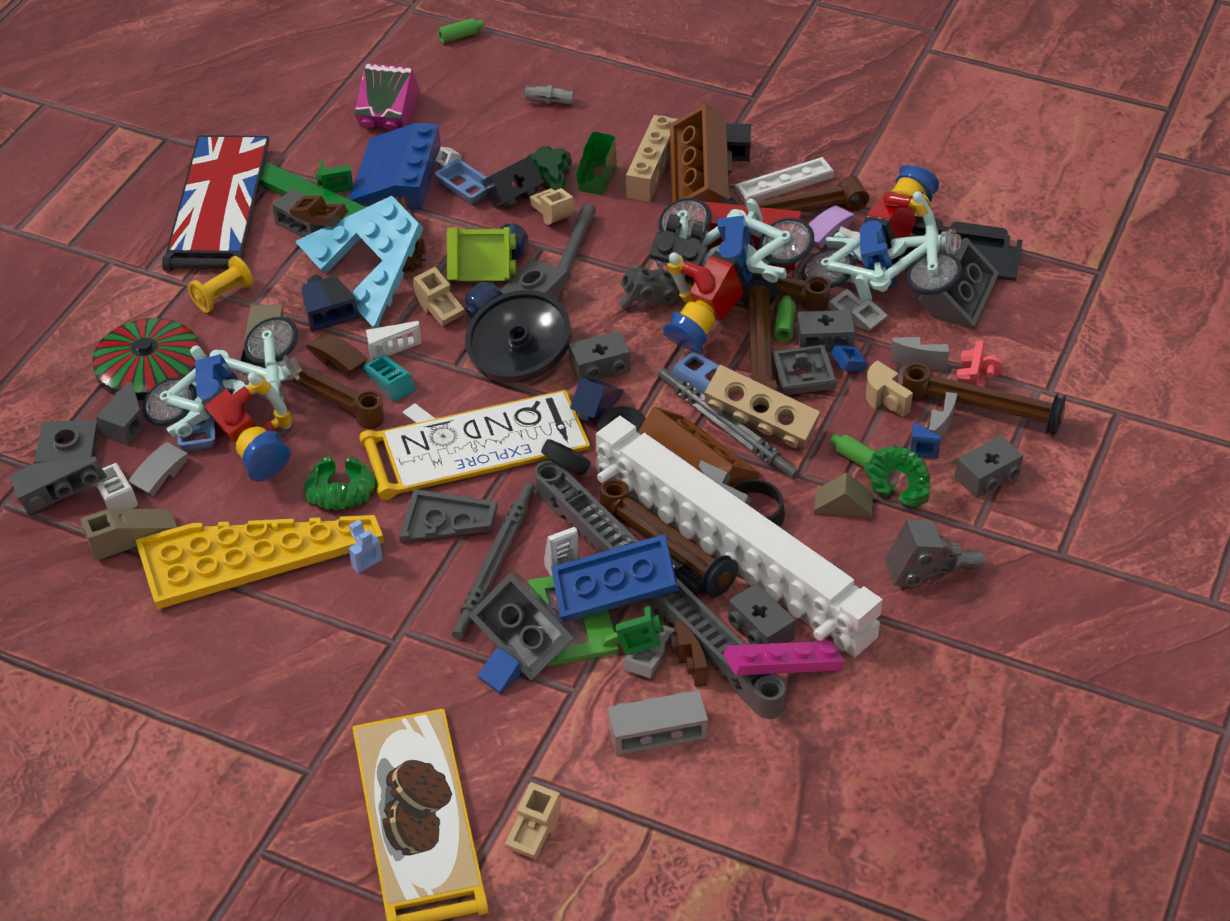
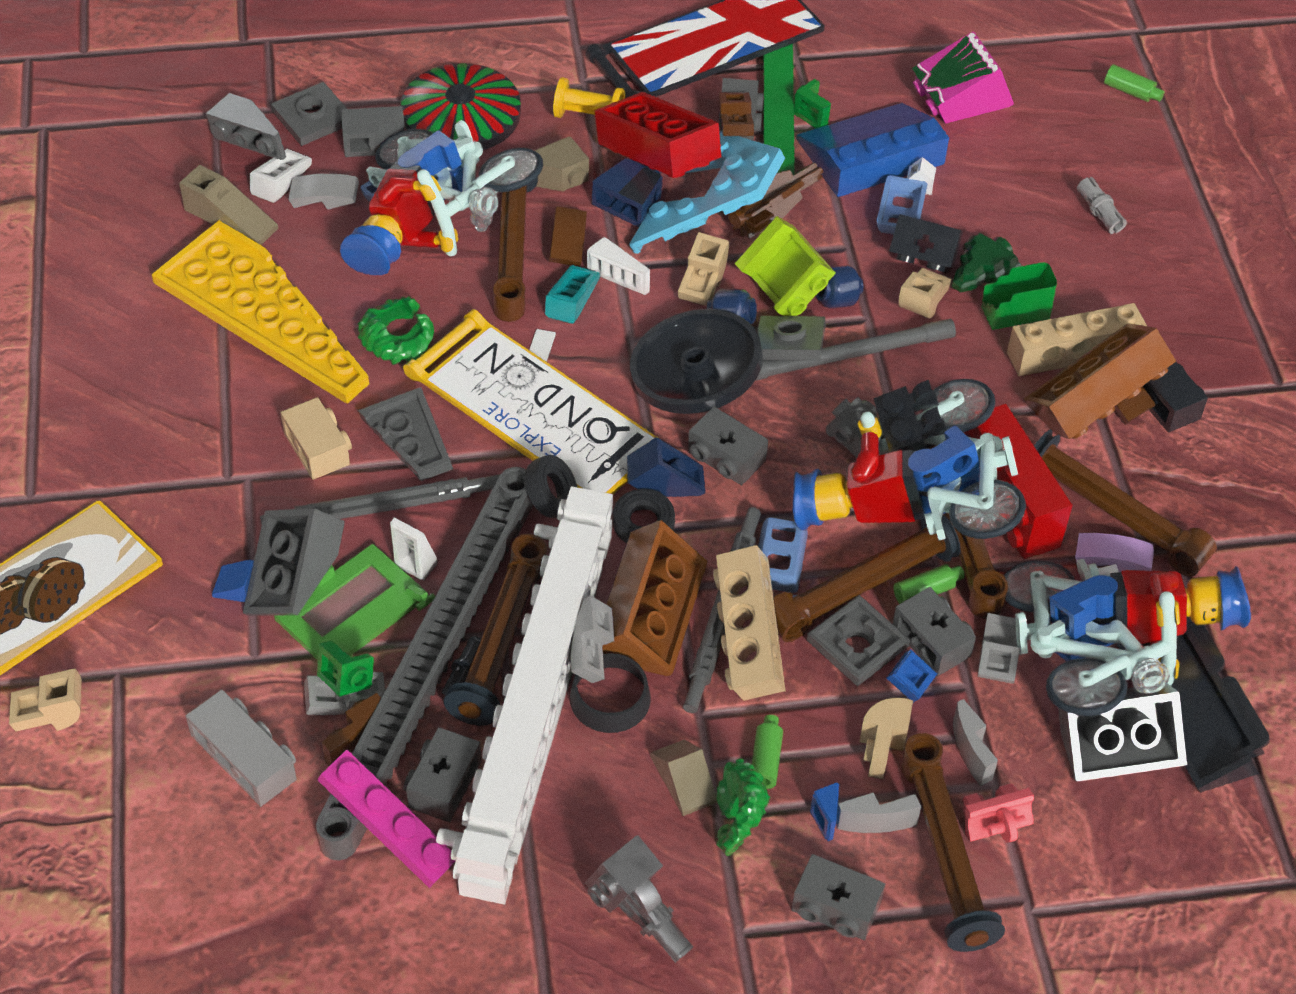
camera: 55 degrees right, 5 degrees up
(300, 256) = (658, 134): none -> red brick
(366, 549) = (312, 385): light blue plate -> none
(407, 570) = (316, 438): none -> tan brick
(614, 578) = (397, 609): blue plate -> none
(785, 180) = (1161, 479): white tile -> none

